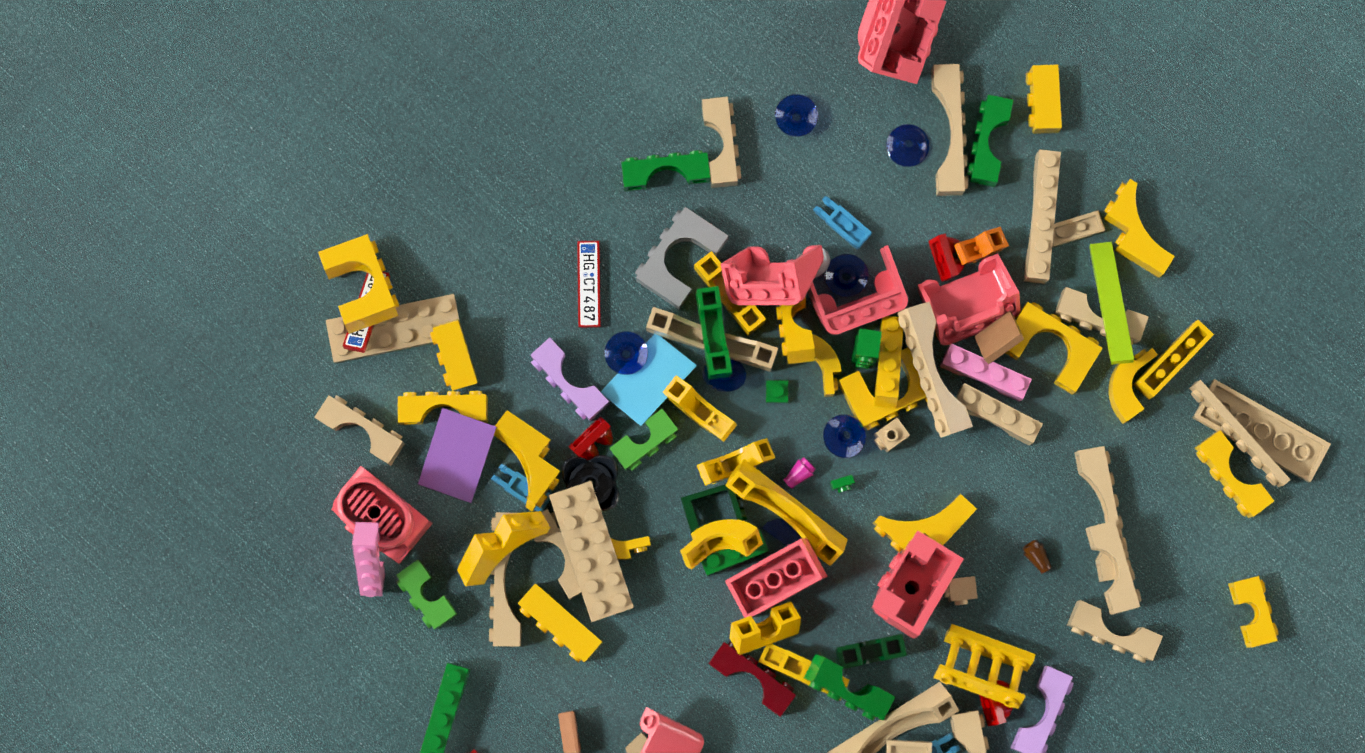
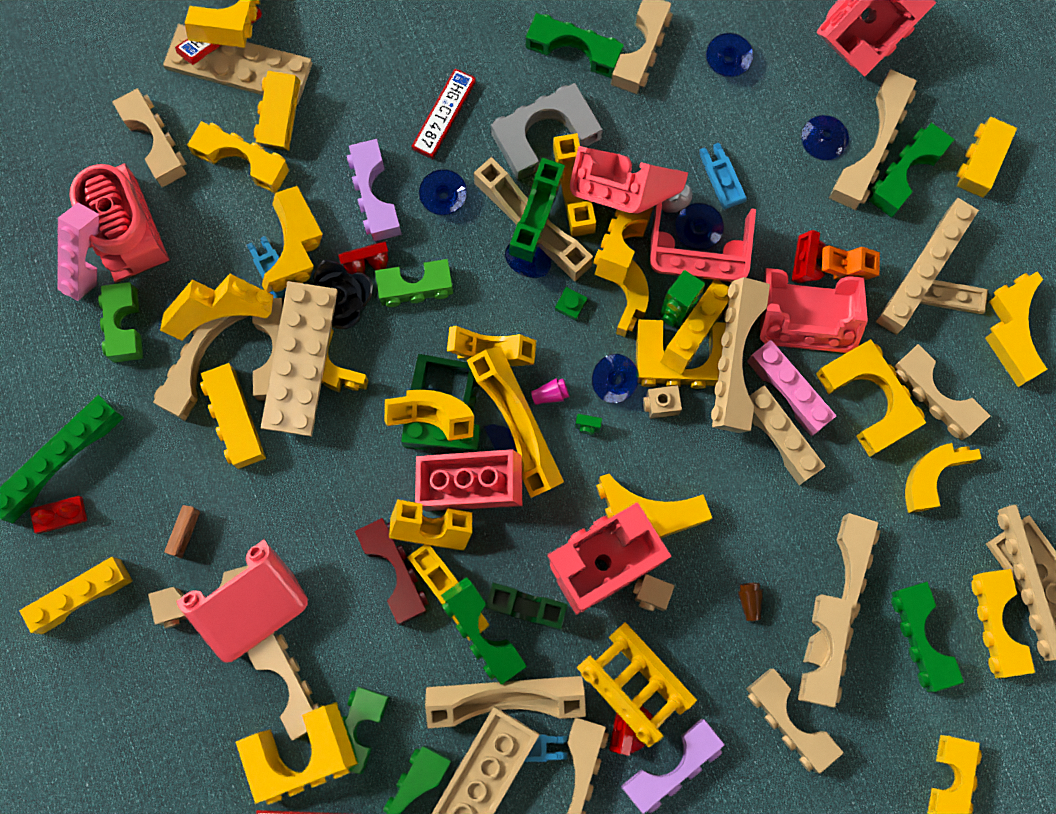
camera: 30 degrees right, 5 degrees down
(457, 455) = (226, 205): medium lavender sticker -> none
(643, 391) = (441, 235): medium azure sticker -> none
(698, 409) = (482, 276): yellow arch -> none
(999, 337) = (823, 358): medium nougat tile -> none
(1111, 303) = (957, 384): lime tile -> none
(1161, 495) = (935, 669): none -> green arch
(1173, 359) = (995, 472): yellow brick -> none

